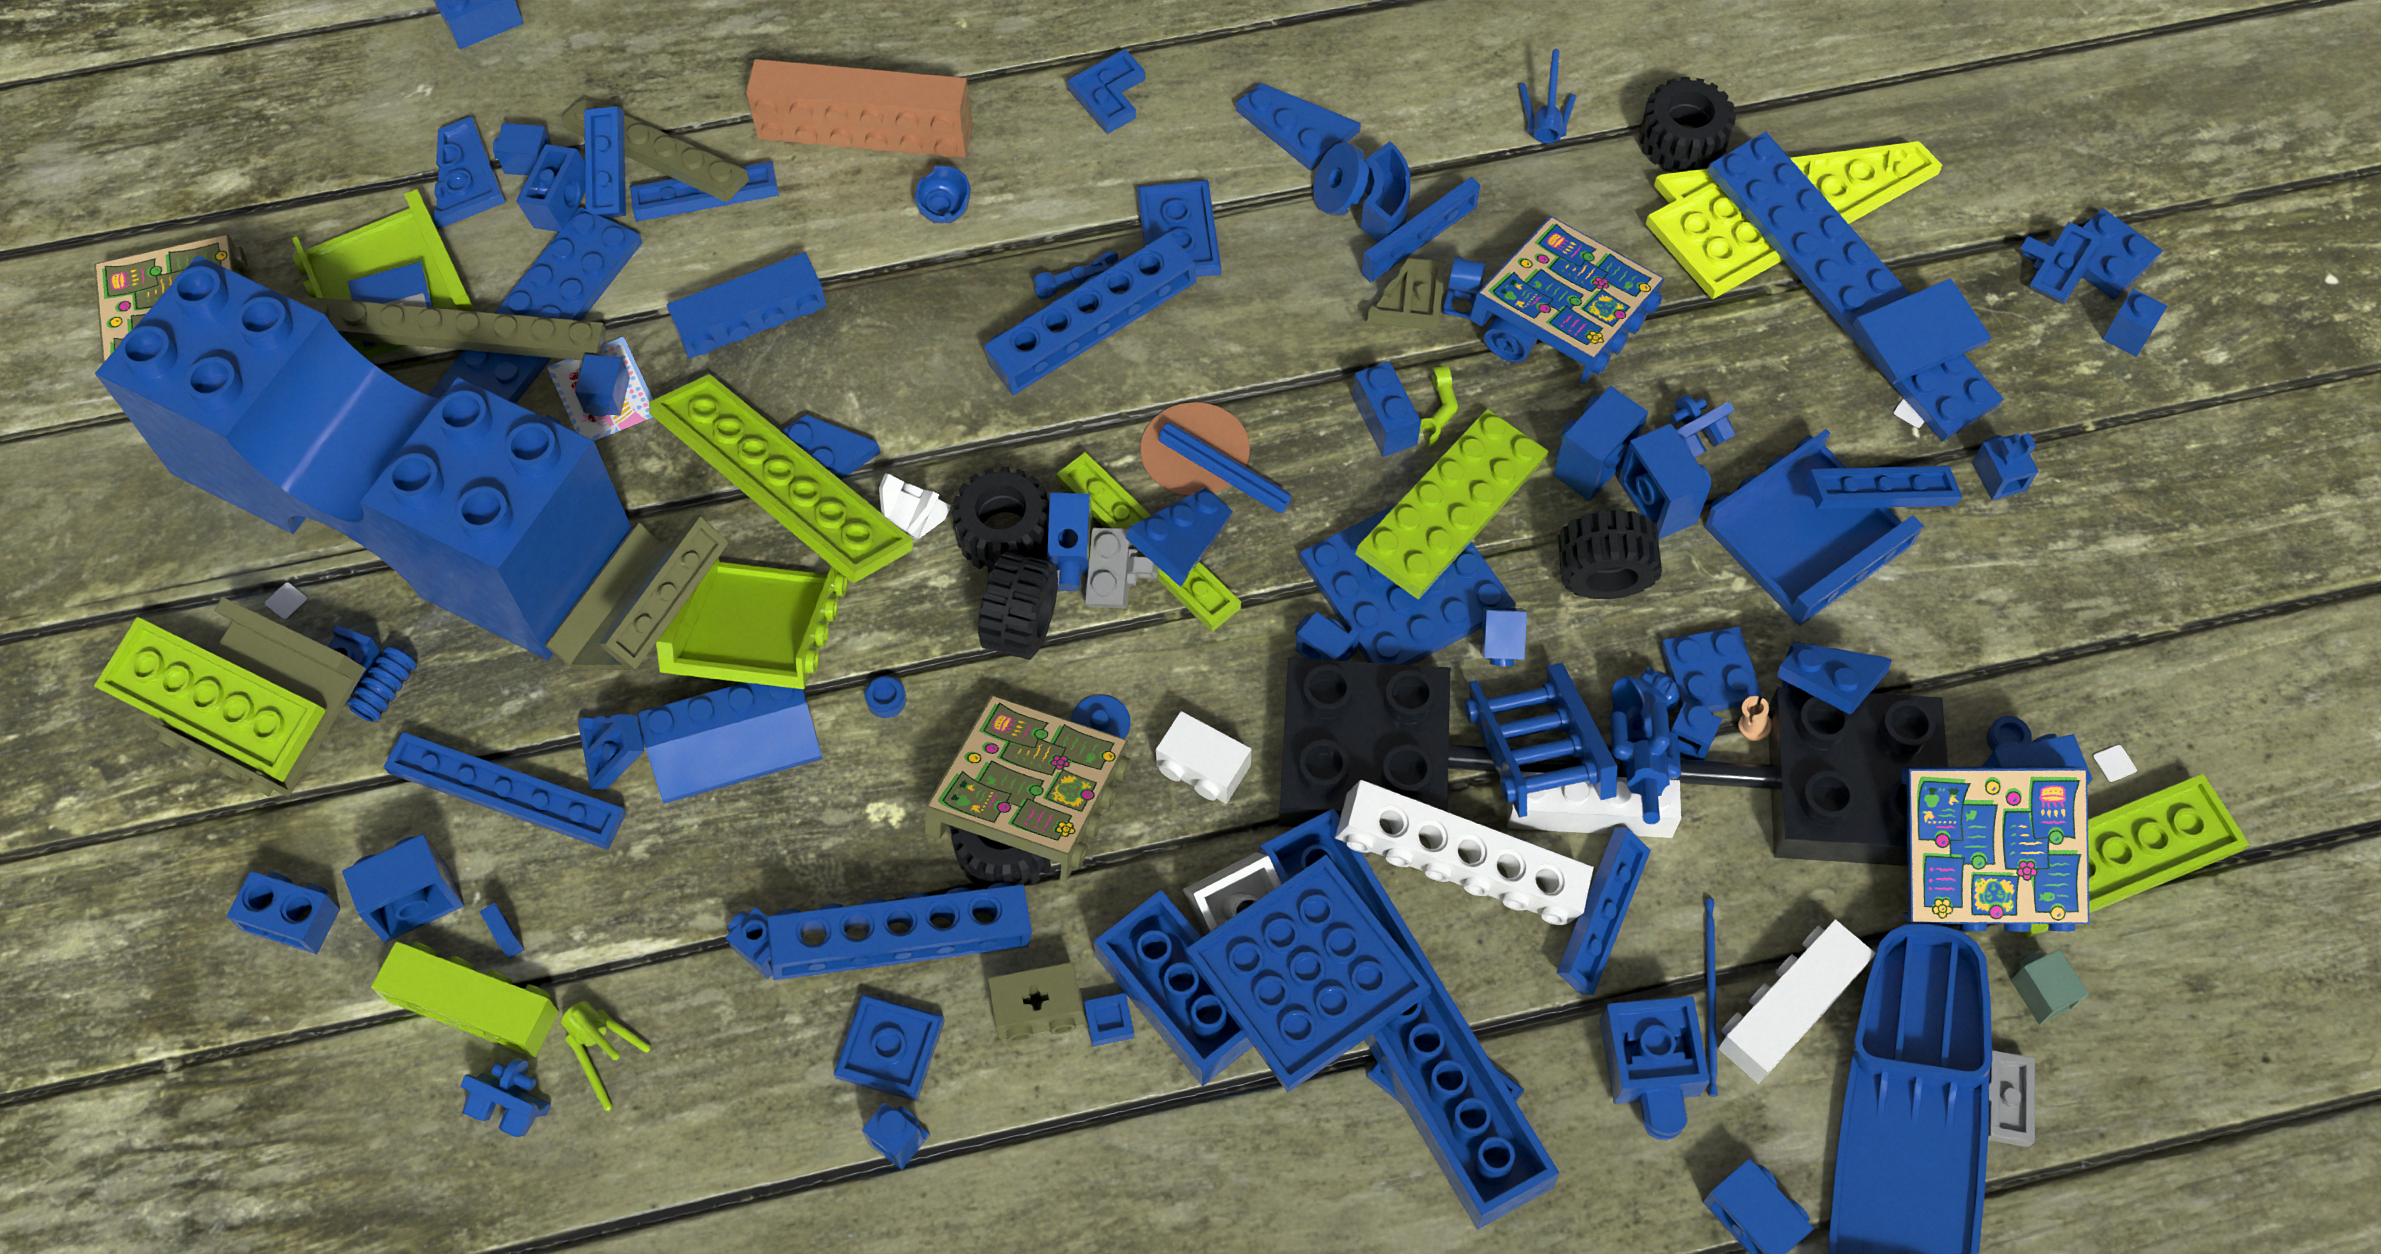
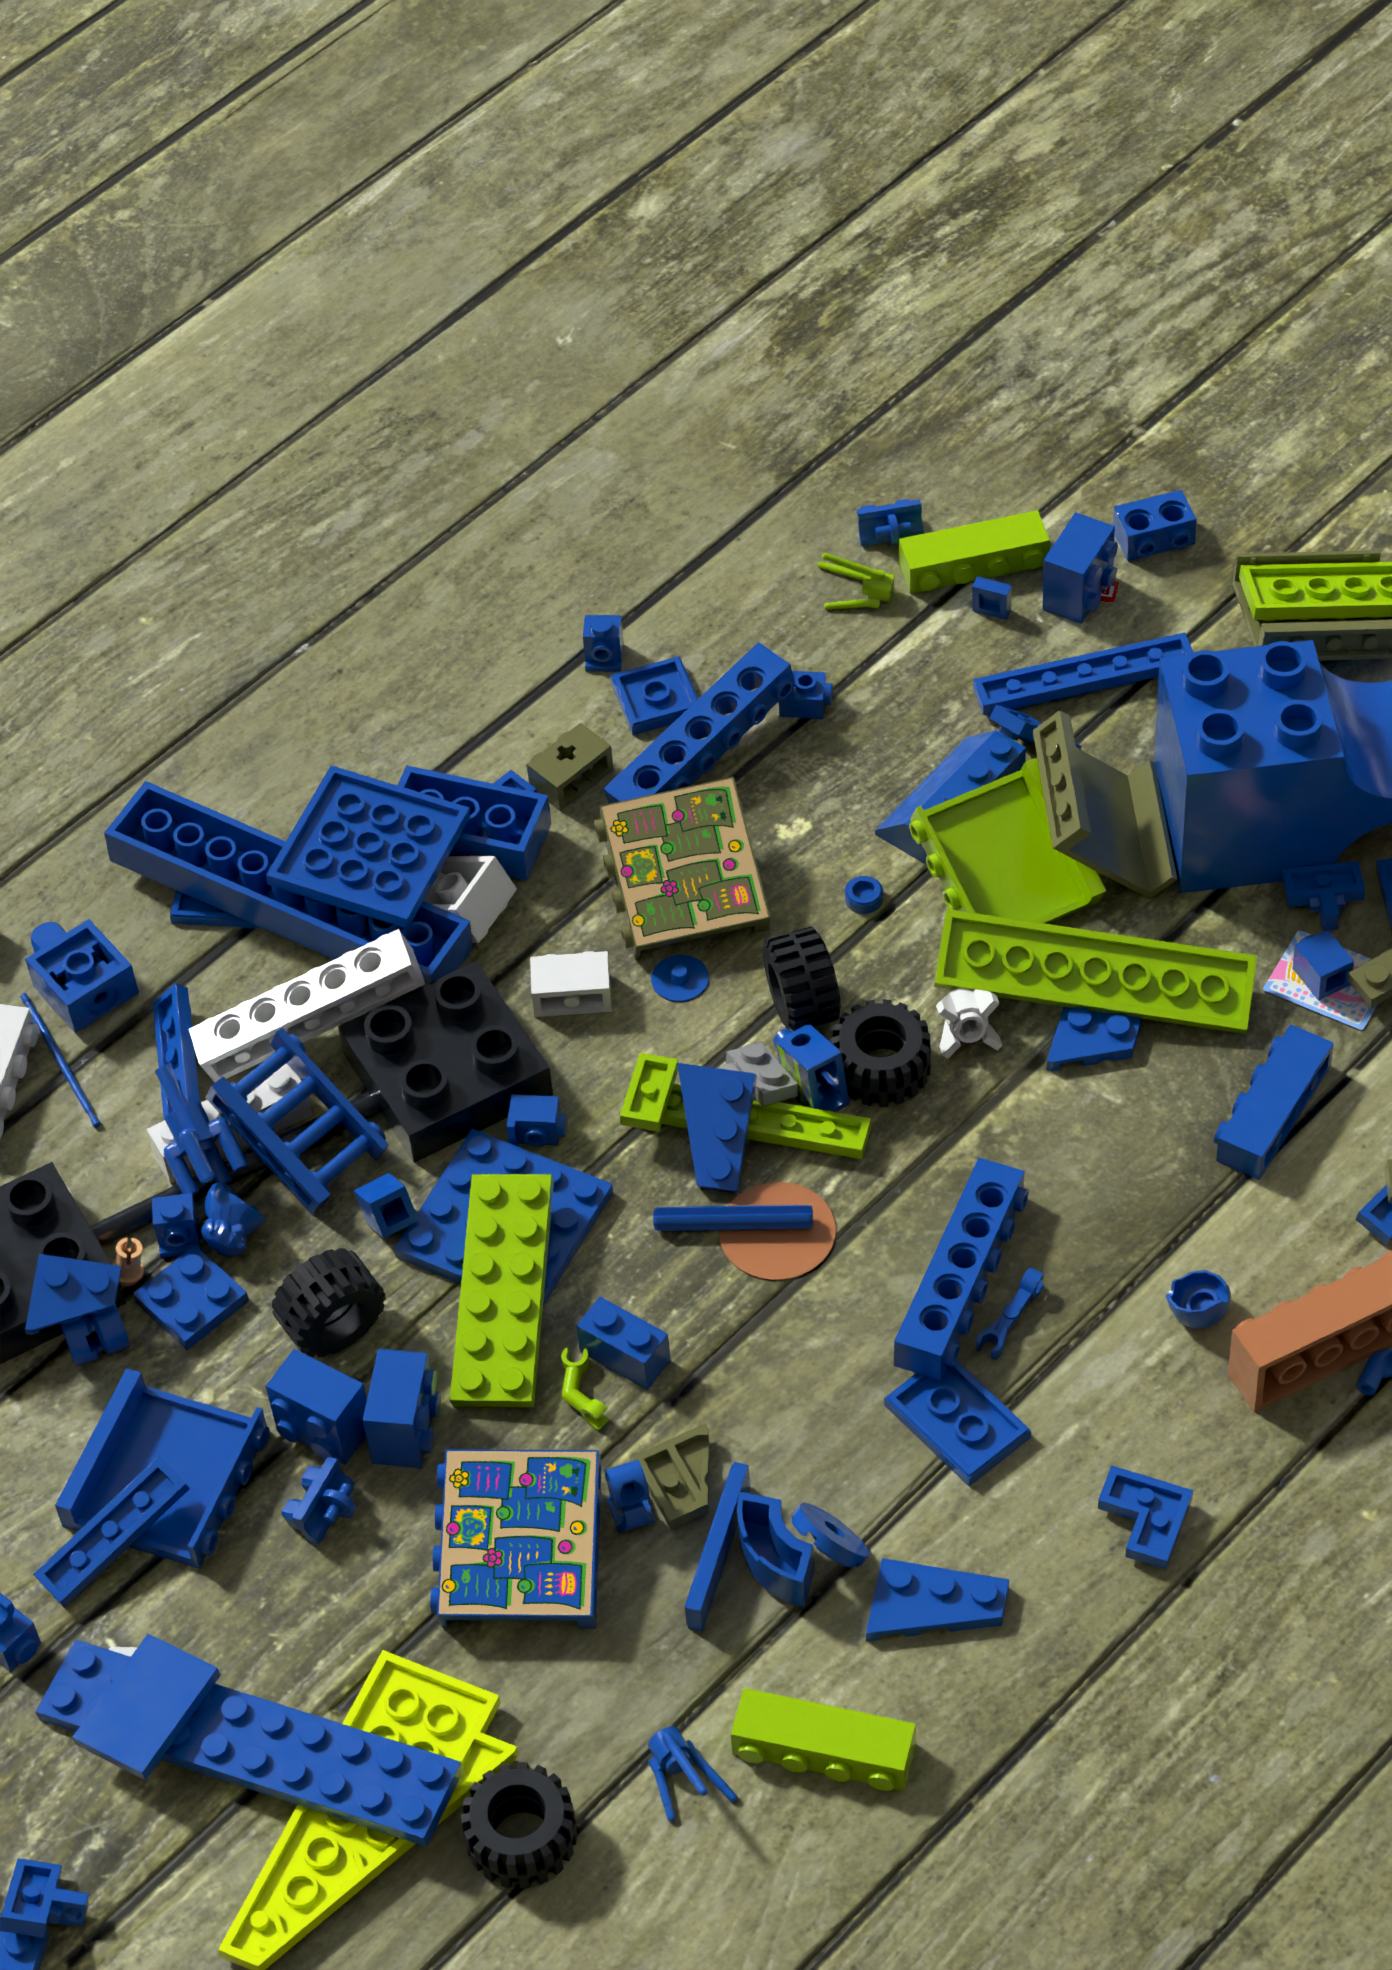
camera: 150 degrees right, 10 degrees down
(1218, 590) = (649, 1092): none -> lime plate
(1441, 73) = (823, 1739): none -> lime brick

